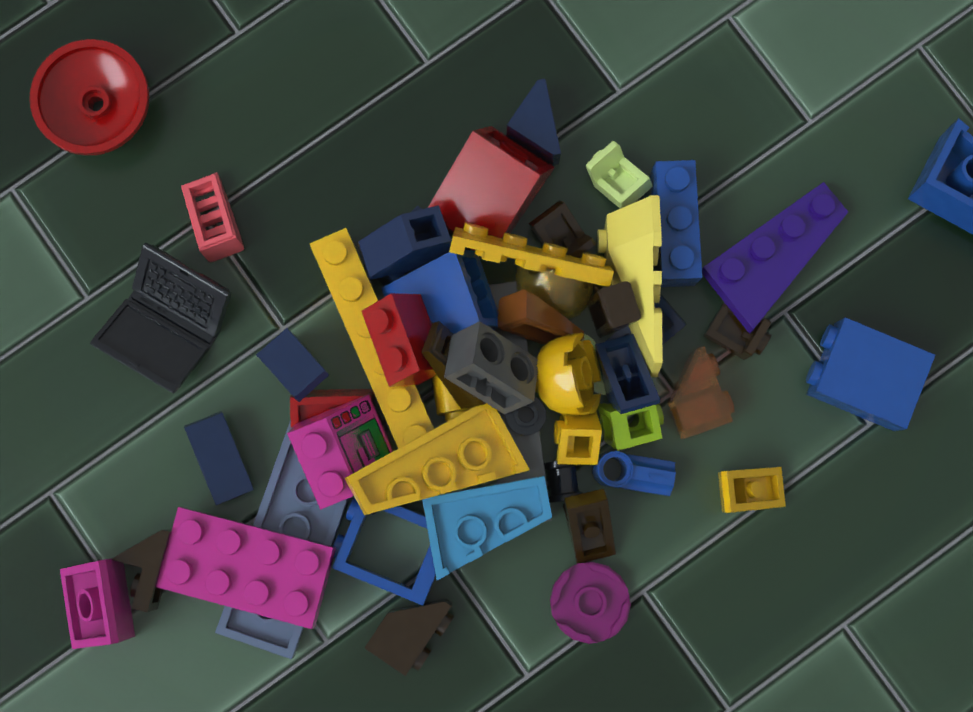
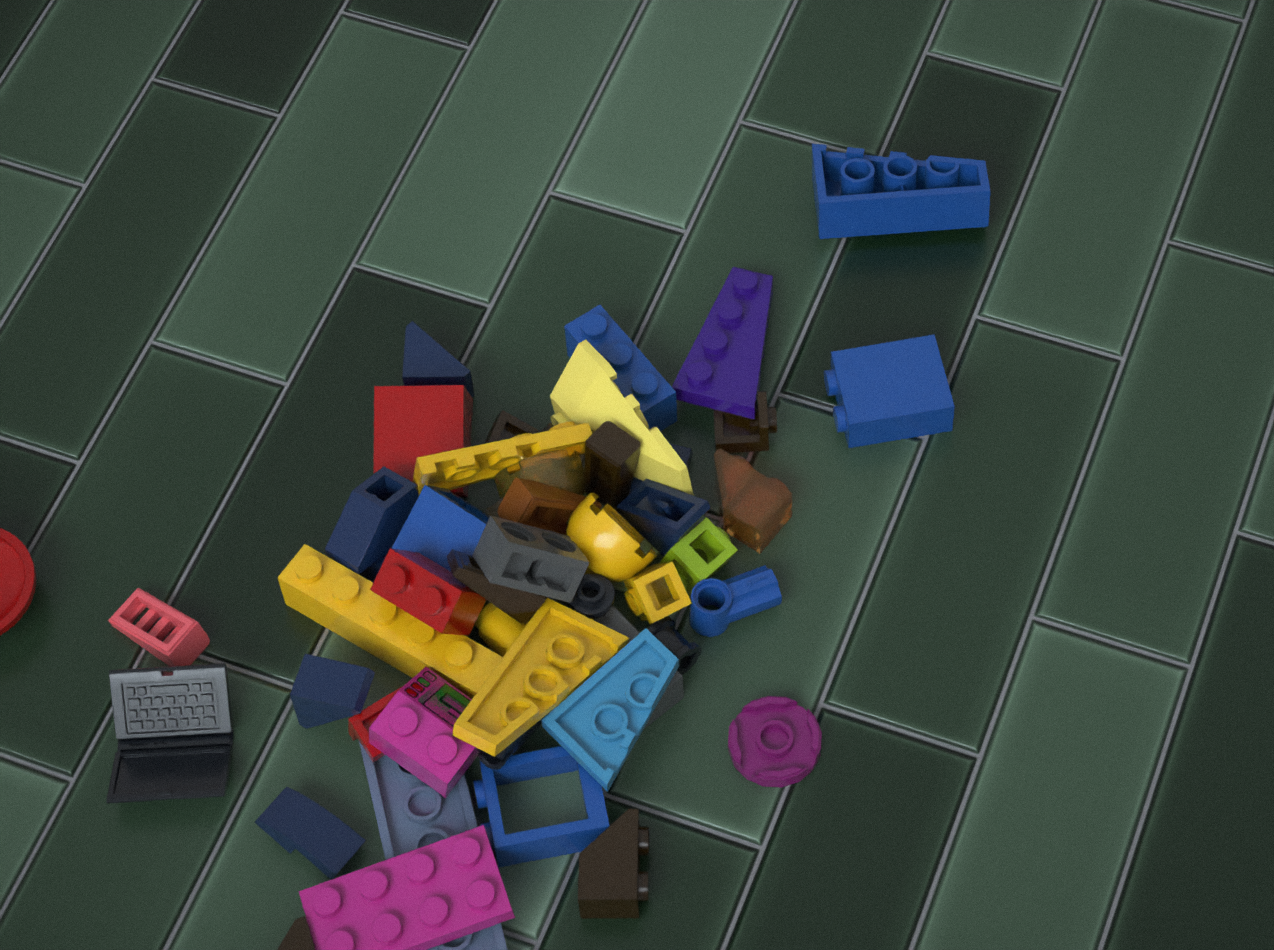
camera: 30 degrees left, 25 degrees down
(589, 525) = (722, 665): dark brown slope -> none
(617, 176) = (534, 369): yellowish green bracket -> none
(751, 489) = (848, 544): yellow slope -> none

